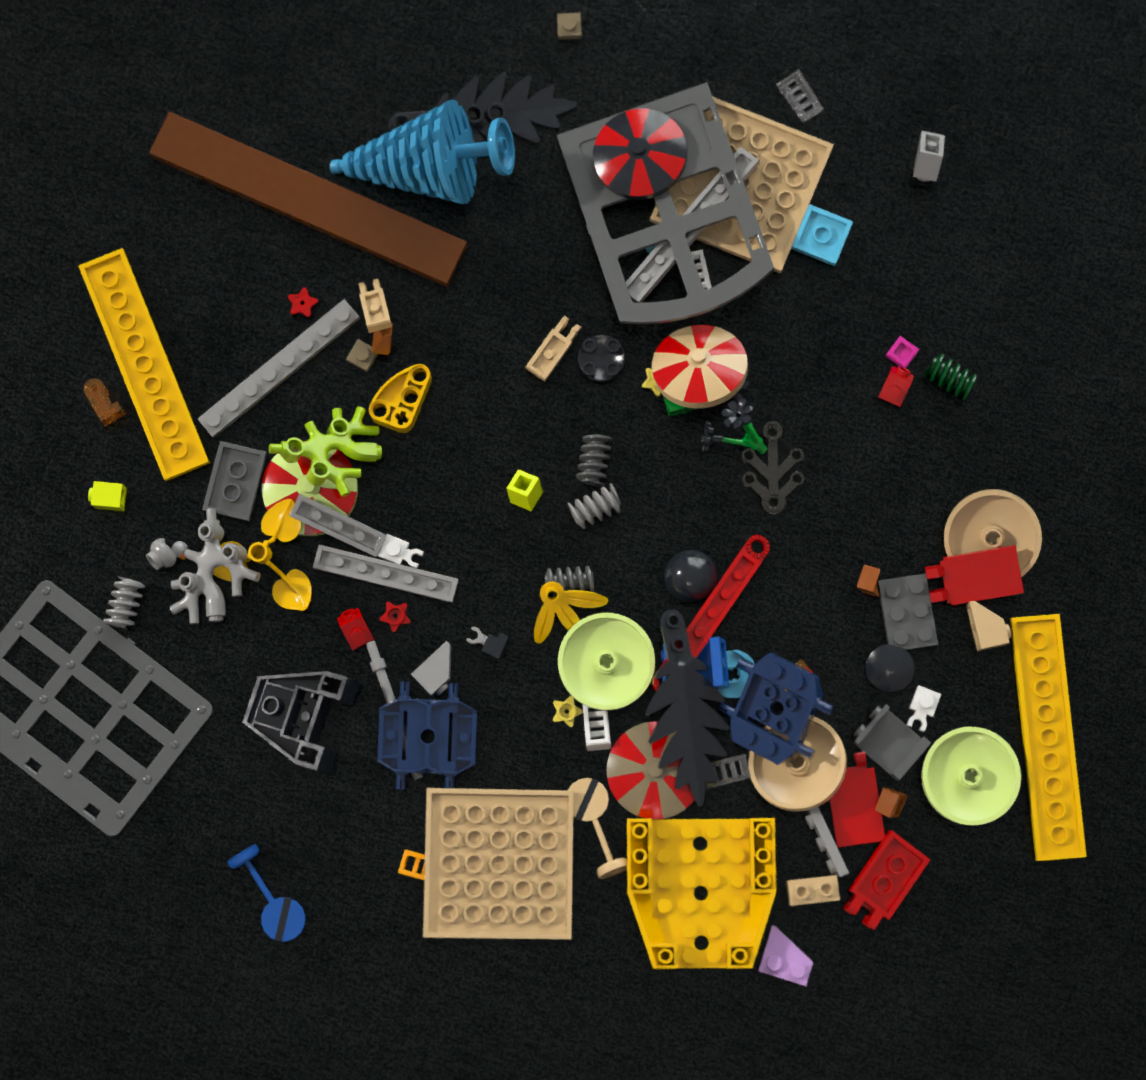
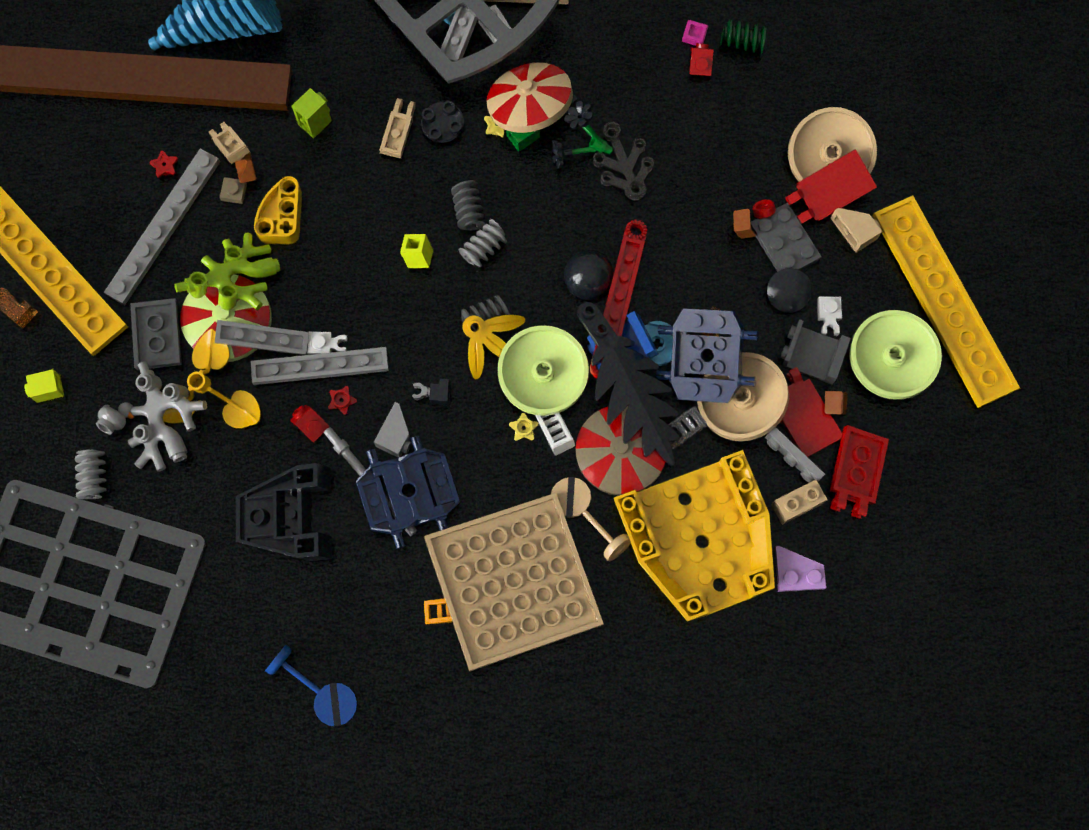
camera: 25 degrees left, 5 degrees down
(470, 304) = (312, 112): none -> lime brick
(898, 572) = (764, 209): none -> red tile

